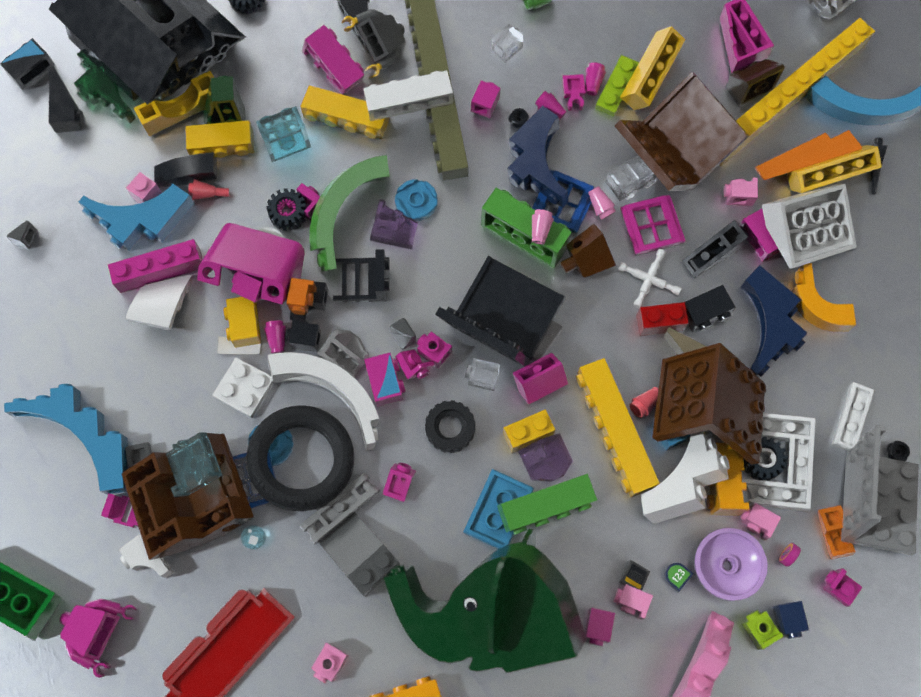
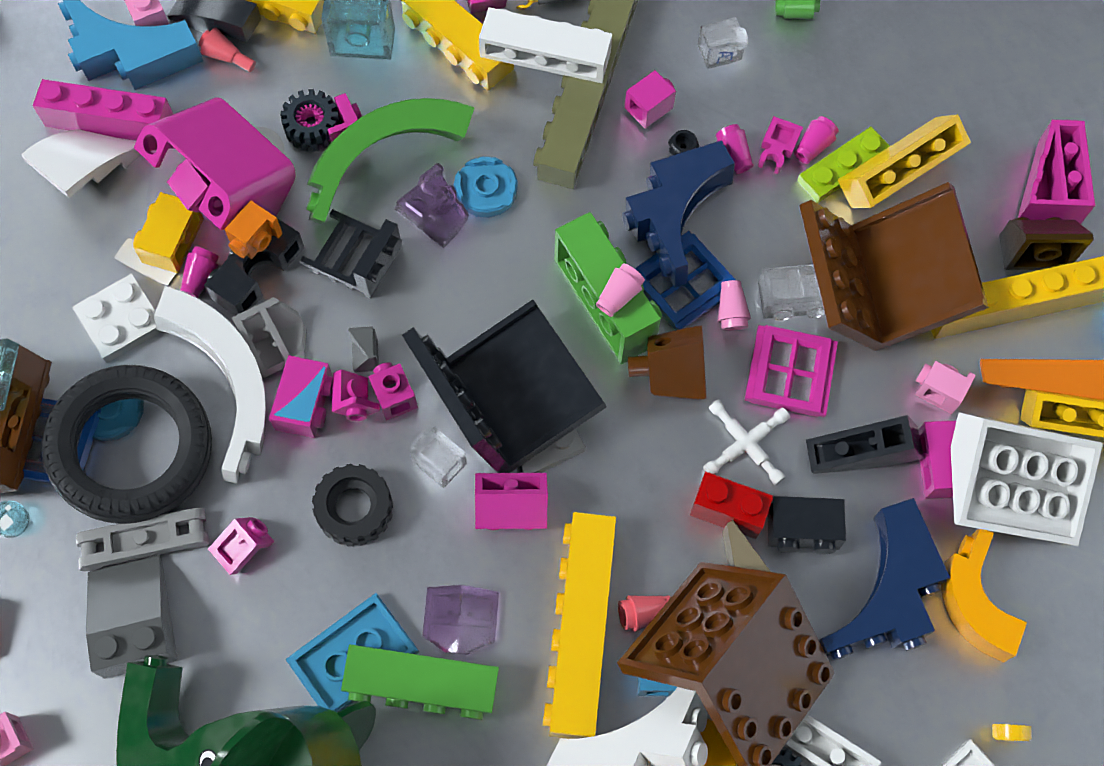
camera: 25 degrees right, 5 degrees down
(528, 430) = (453, 564): yellow brick -> none
(872, 367) = (1011, 732): none -> yellow tile

